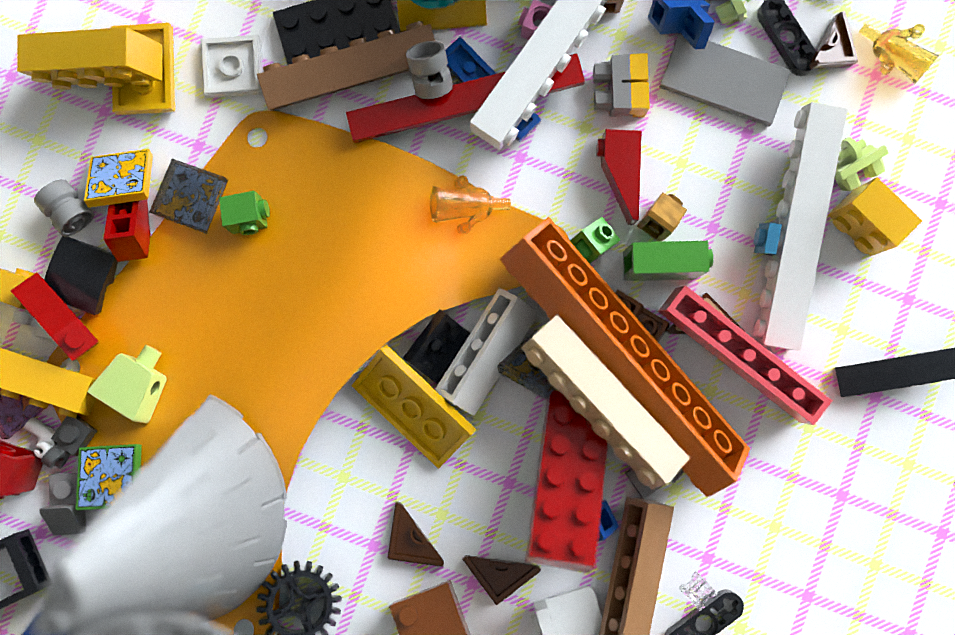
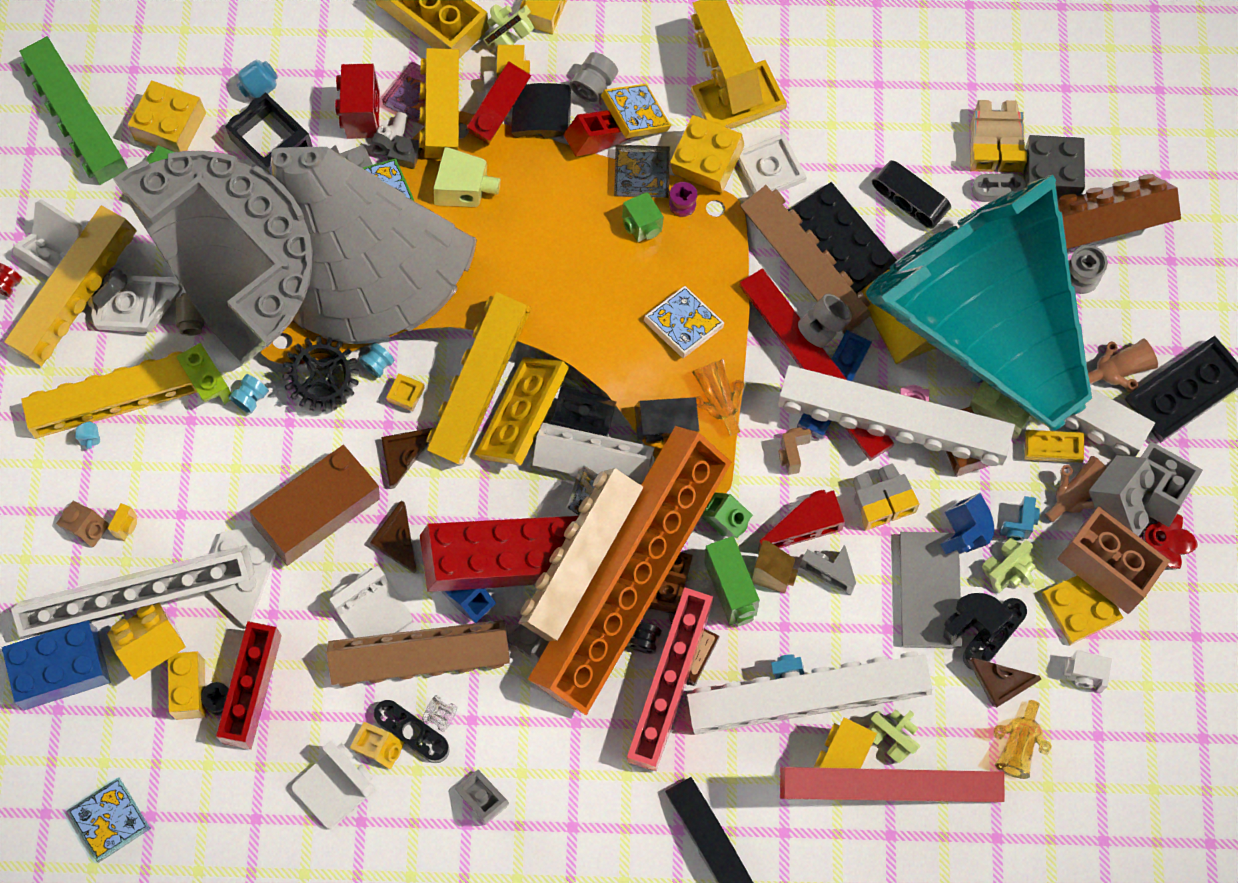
camera: 70 degrees right, 15 degrees down
(196, 121) = (707, 153): none -> yellow brick
(243, 170) = (679, 205): none -> magenta wheel
(302, 538) = (376, 360): none -> medium azure wheel
(347, 518) = (405, 392): none -> yellow plate
(366, 440) = (479, 378): none -> yellow brick
(378, 211) = (683, 322): none -> tile
(476, 265) = (659, 417): none -> black brick
(547, 158) = (789, 453): none -> medium nougat bracket
(681, 155) = (837, 574): none -> light grey slope
(689, 363) = (645, 638): none -> black wheel
(772, 40) = (982, 613): none -> black brick
(800, 576) = (482, 797): none -> light grey slope
(926, 187) = (891, 784): none -> tile

